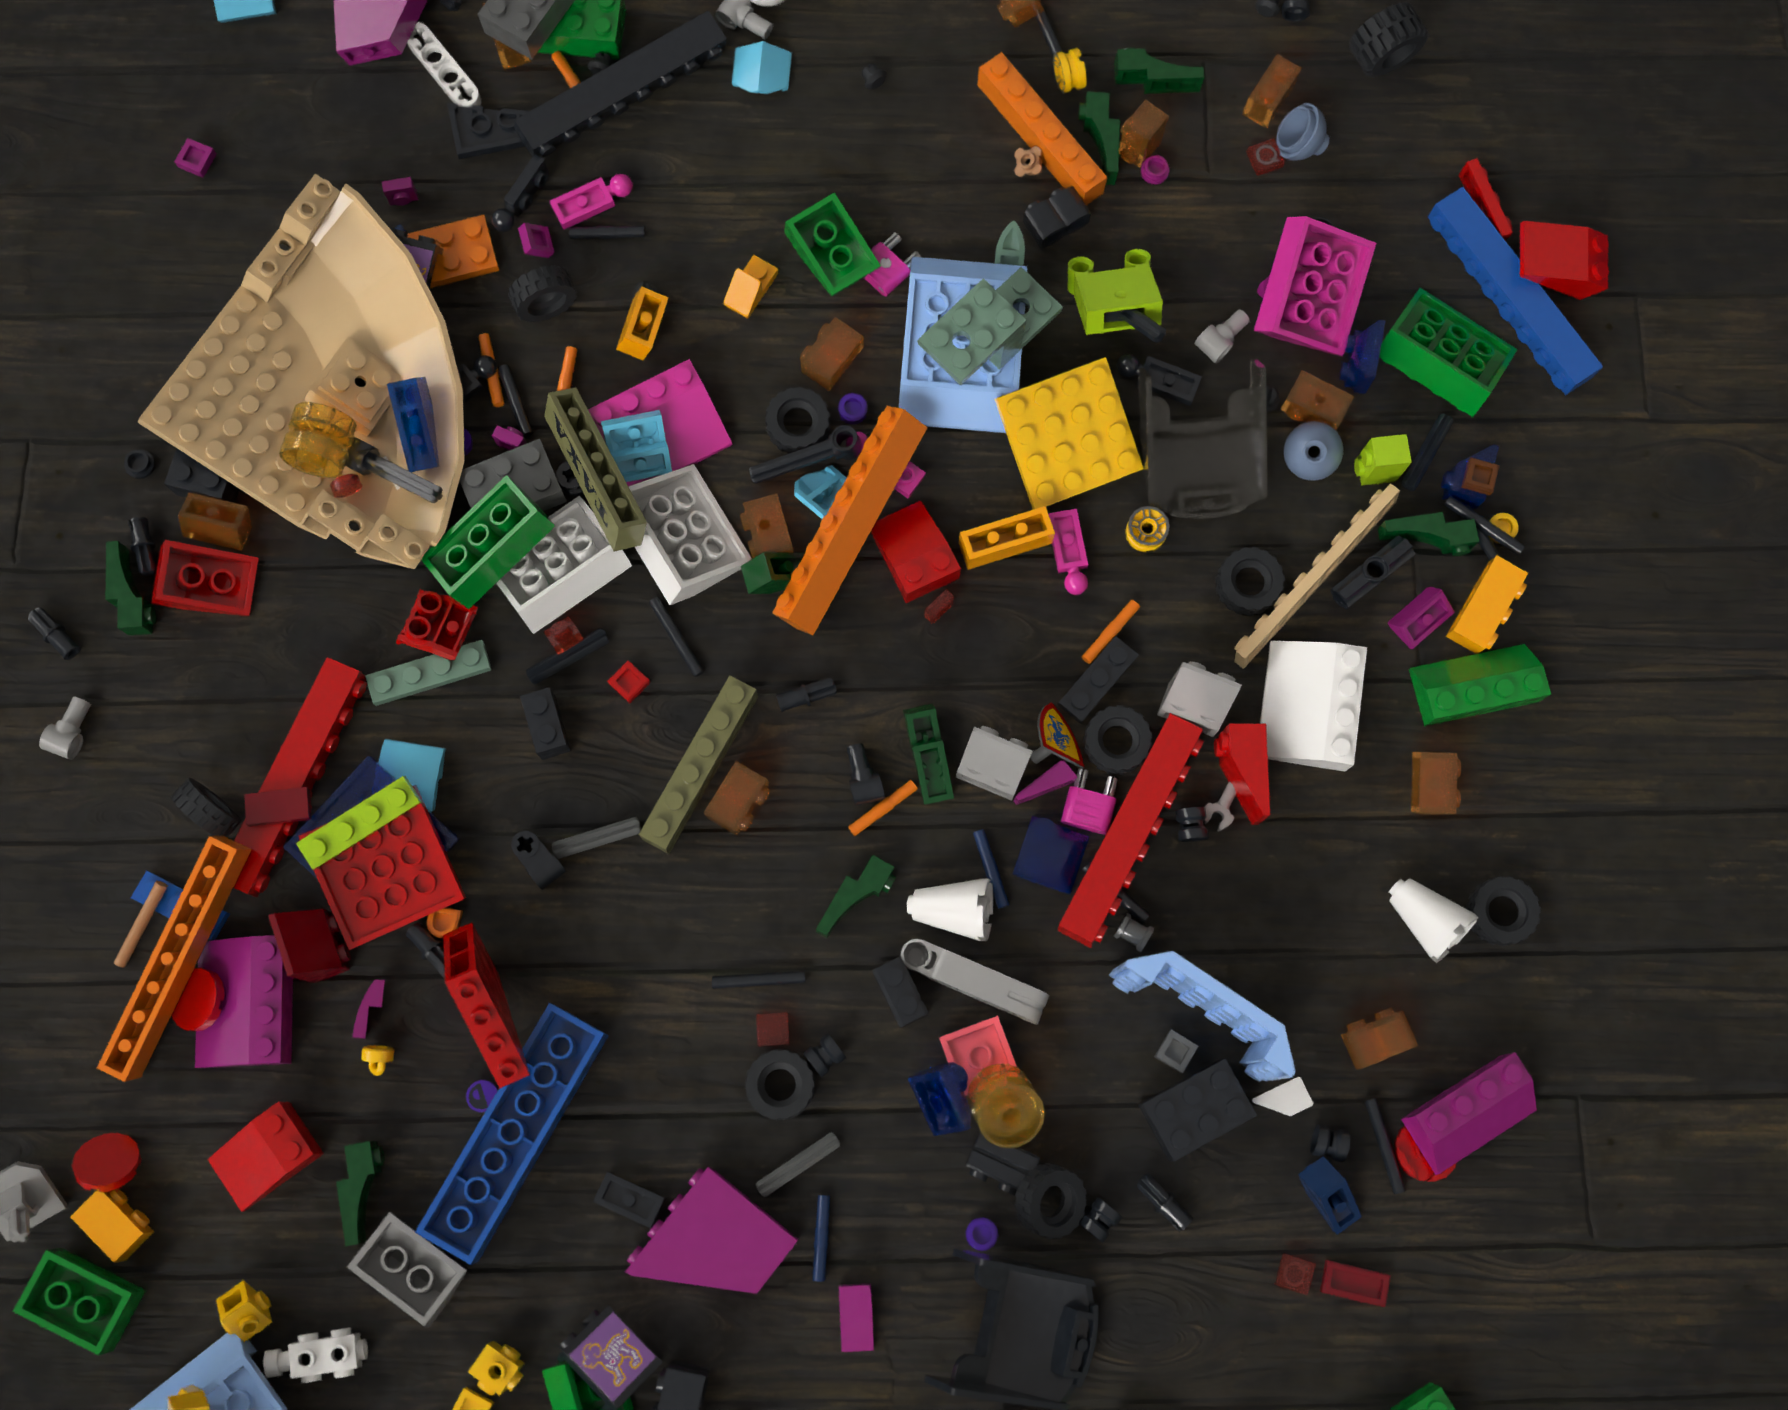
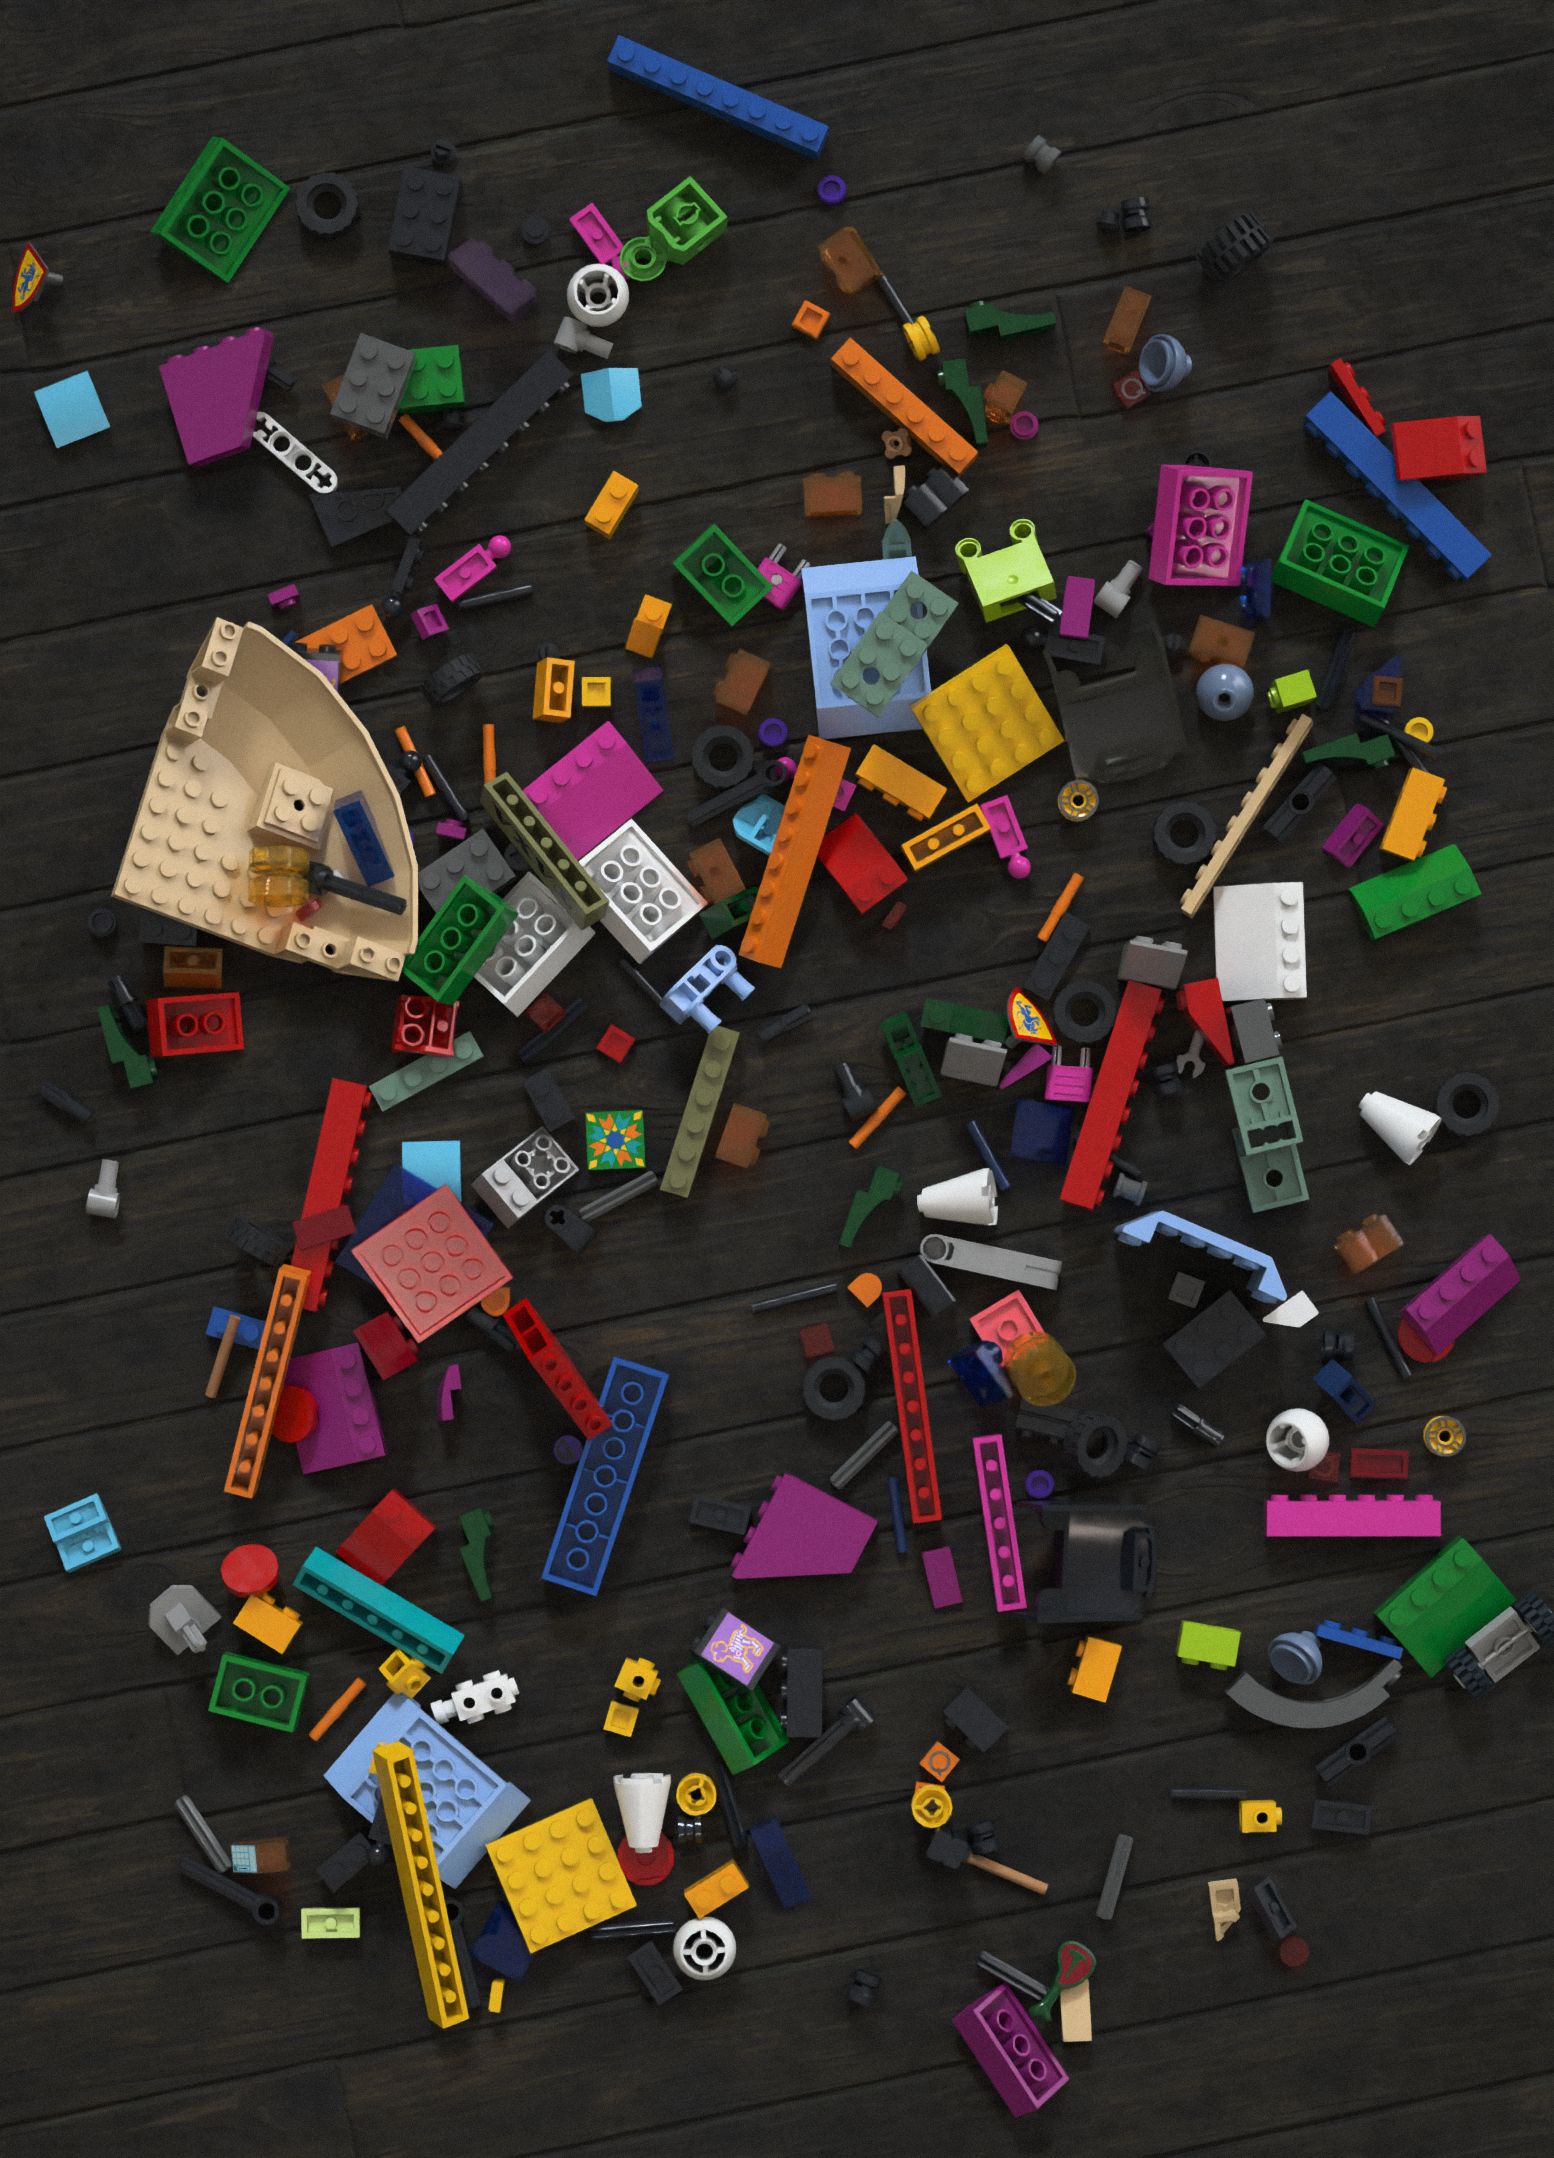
camera: 10 degrees left, 10 degrees up
(164, 1337) = (337, 1709): none -> orange piece
(195, 157) = (73, 599): magenta plate -> none
(233, 1233) = (378, 1610): none -> teal brick
(359, 822) = (405, 1228): lime plate -> none
(377, 1054) = (464, 1431): yellow tile -> none
(408, 1270) = (540, 1611): light grey slope -> none
(502, 798) = (524, 1177): none -> light grey slope
(606, 779) = (615, 1140): none -> tile
(638, 445) = (578, 816): medium azure slope -> none
(685, 336) = (596, 691): none -> yellow plate
(715, 637) = (693, 988): none -> light blue piece
(736, 367) = (653, 714): none -> clear blue slope
(738, 165) = (611, 505): none -> light orange brick
(836, 984) = (866, 1288): none -> orange tile
(859, 1121) = (911, 1406): none -> red brick
(930, 1270) = (999, 1522): none -> dark pink brick
(955, 197) = (832, 494): none -> clear orange brick
(966, 40) = (810, 319): none -> orange tile
(970, 478) = (900, 783): none -> light orange brick
(970, 712) = (964, 1020): none -> dark green slope
(1016, 213) = (893, 503): none -> tan slope
(1178, 342) = (1077, 607): none -> magenta slope
(1261, 1246) = (1301, 1445): none -> white wheel
(1292, 897) = (1267, 1134): none -> sand green bracket
(1294, 788) = (1252, 1032): none -> dark grey brick
(1319, 1339) = (1352, 1517): none -> dark pink brick
(1435, 783) = (1386, 997): clear orange brick -> none
(1444, 1272) = (1456, 1438): none -> wheel

